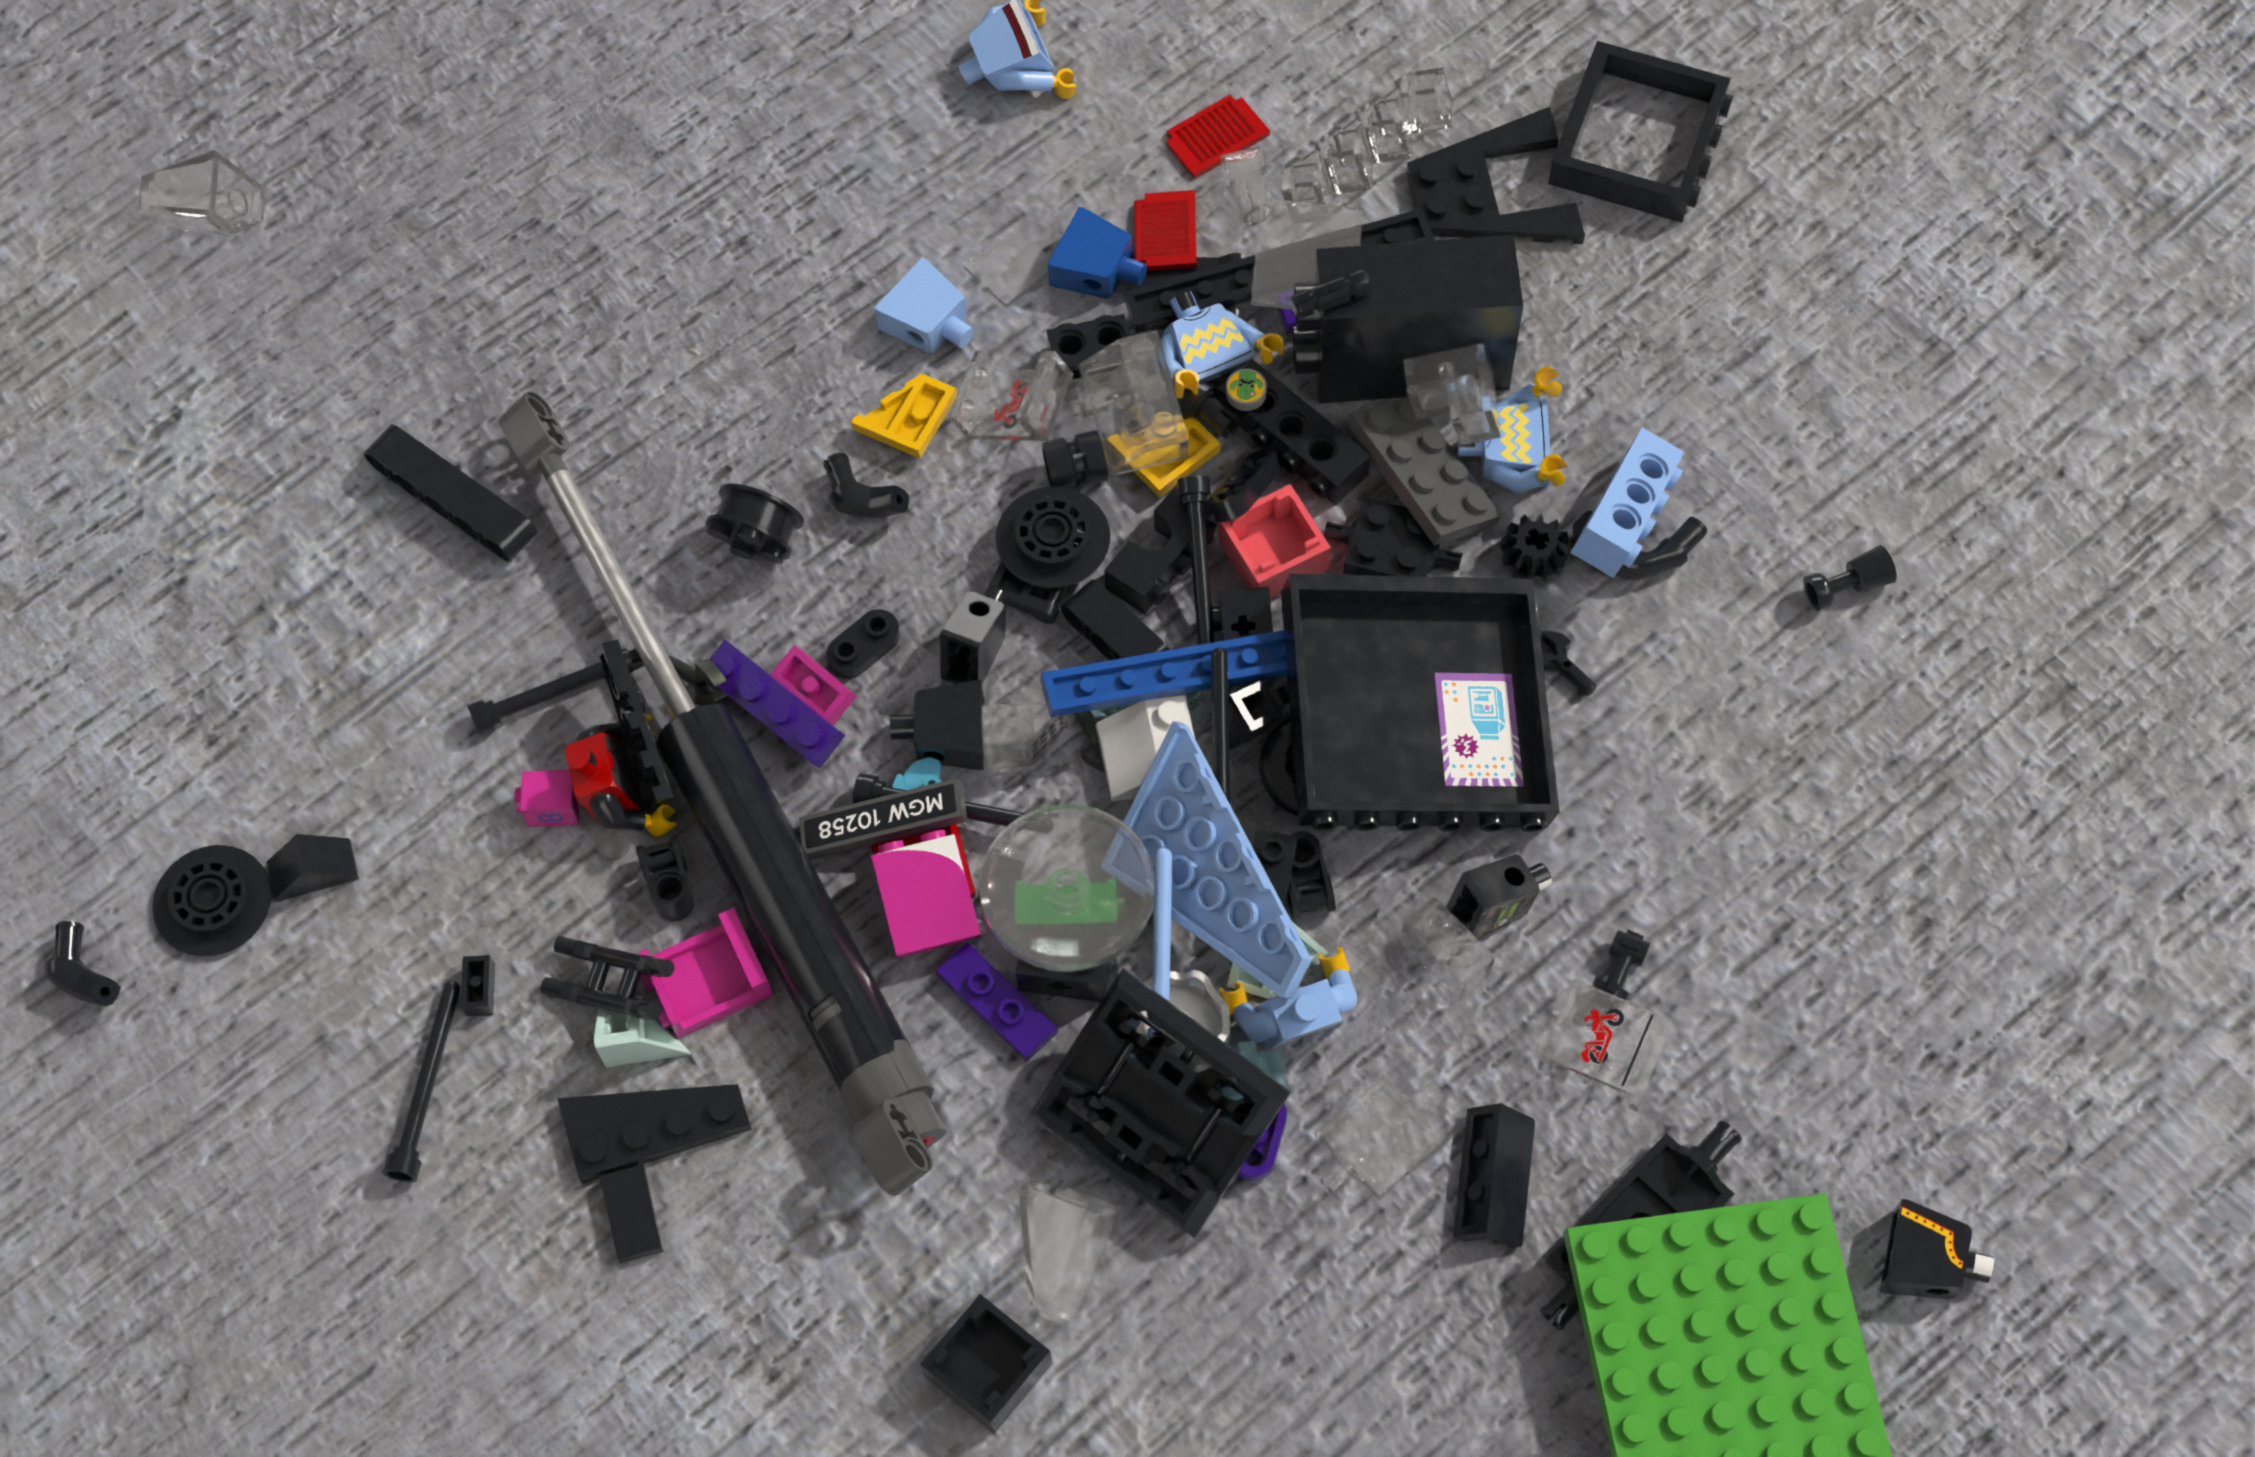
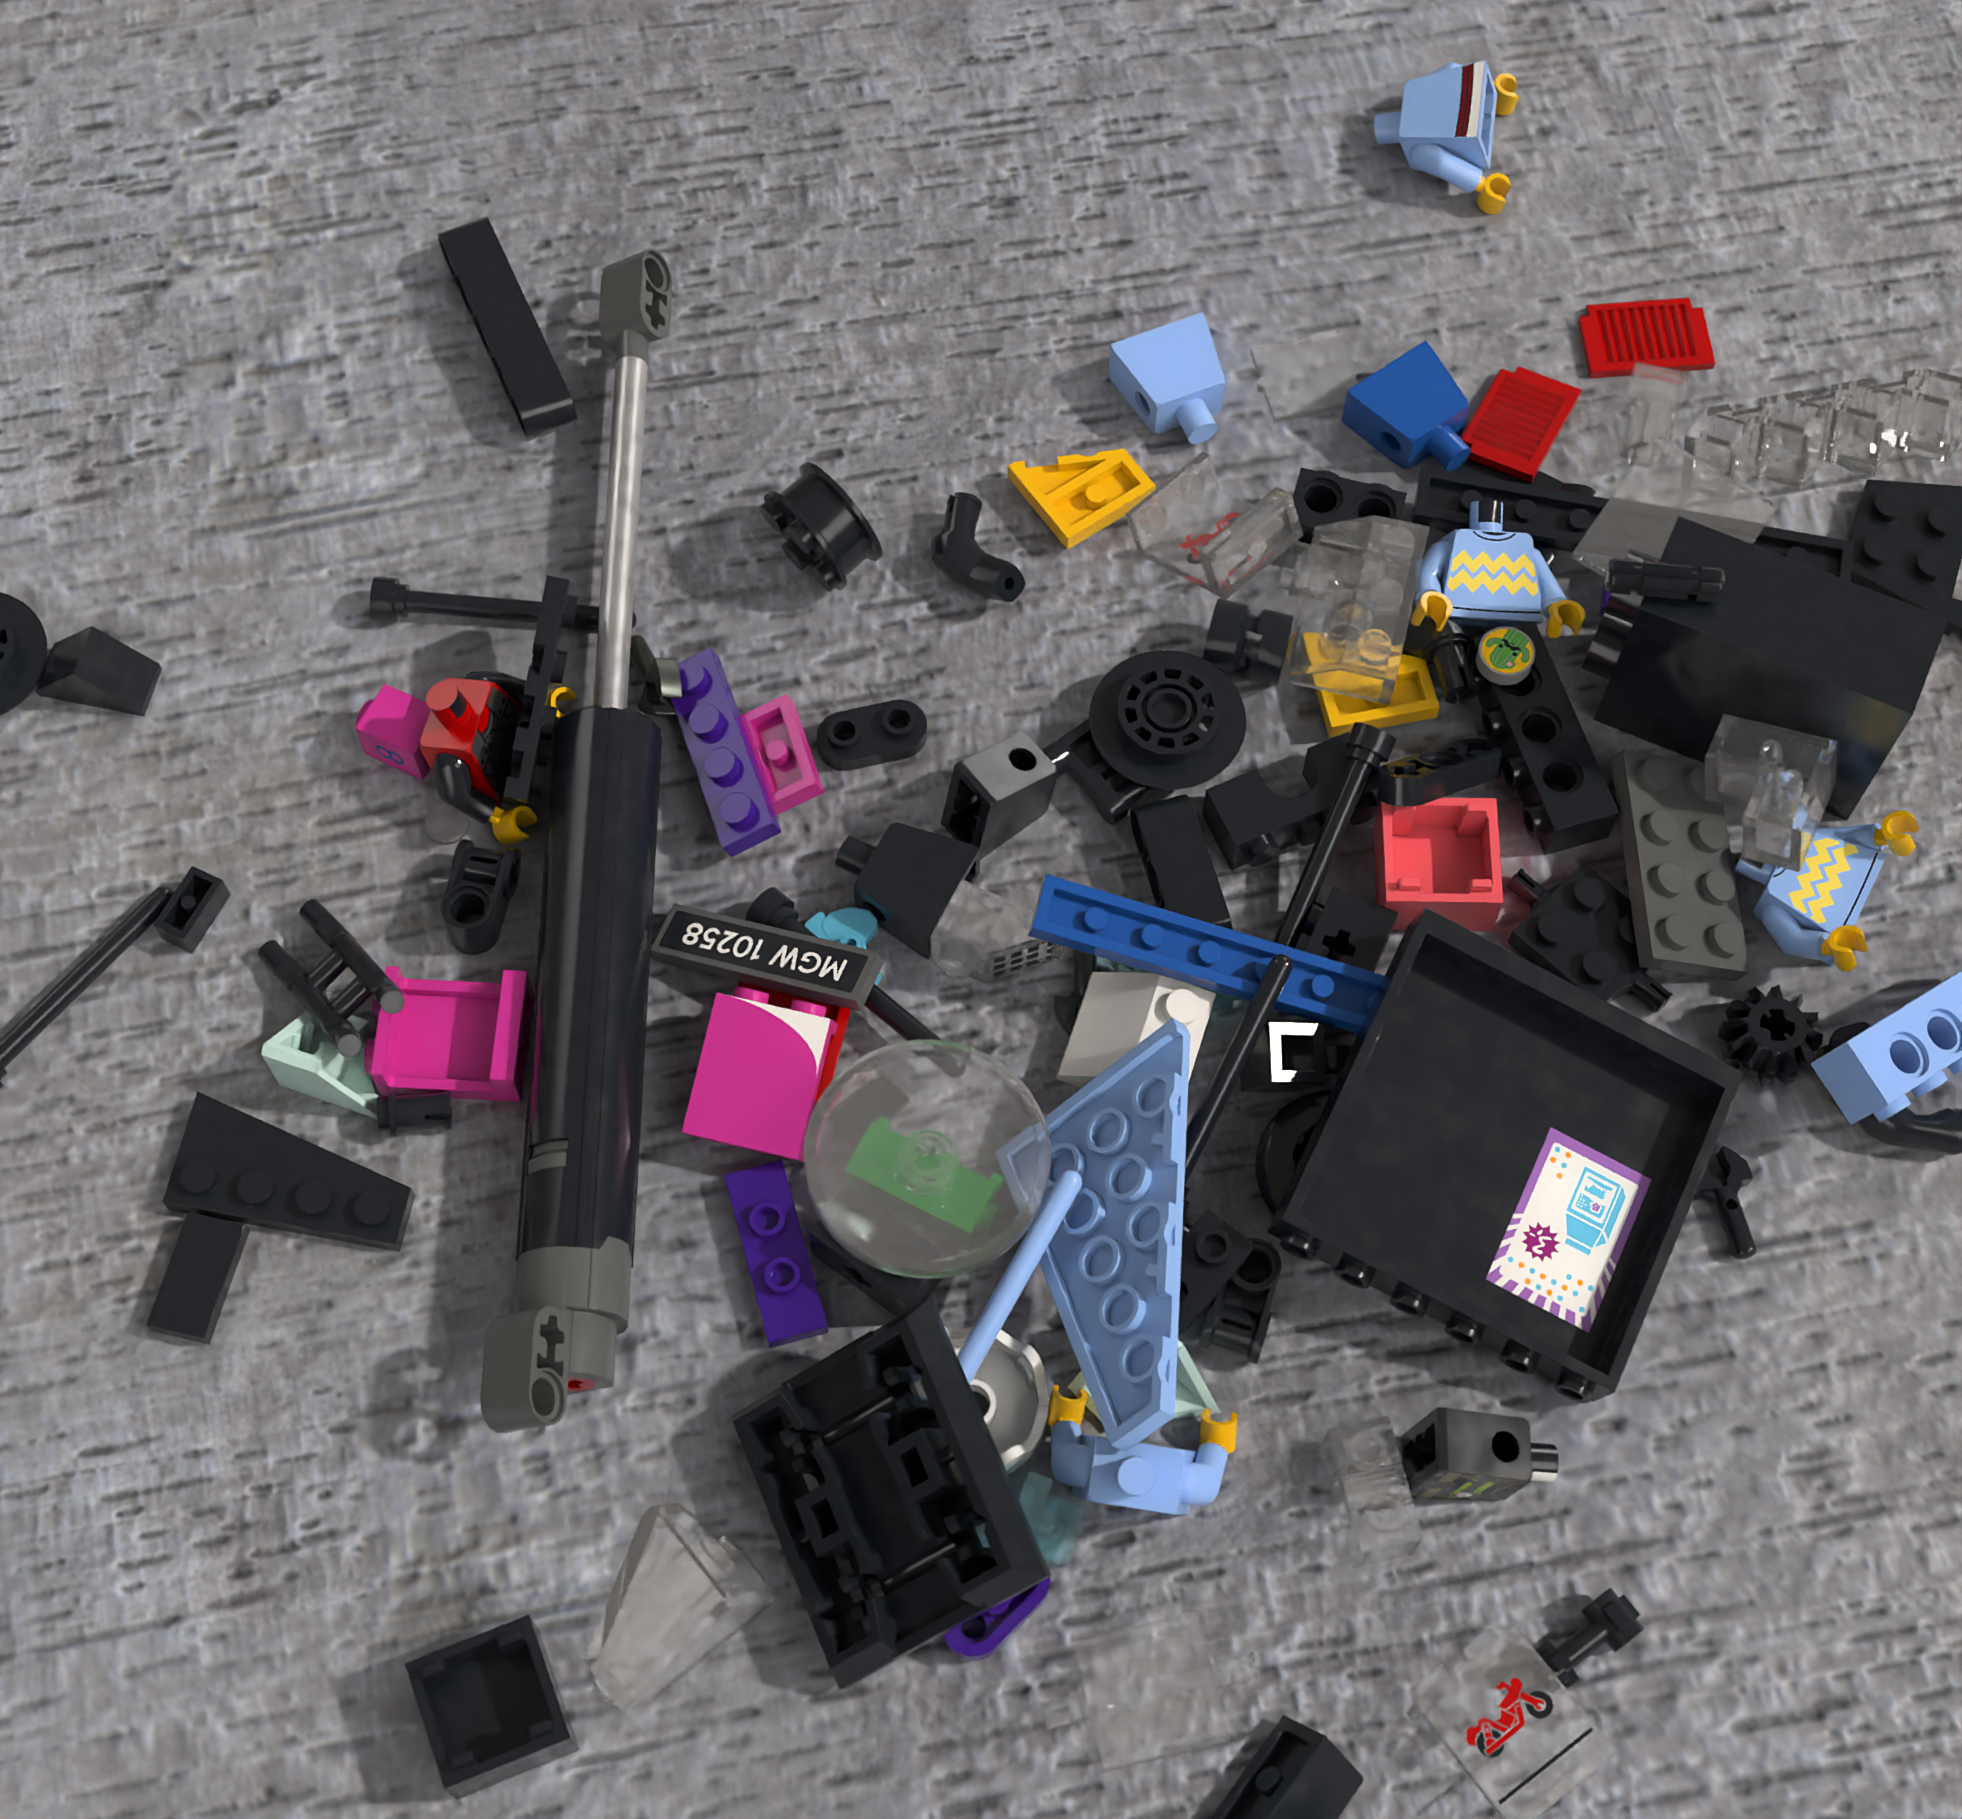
camera: 25 degrees right, 0 degrees up
(709, 1036) = (413, 1112): none -> black pin

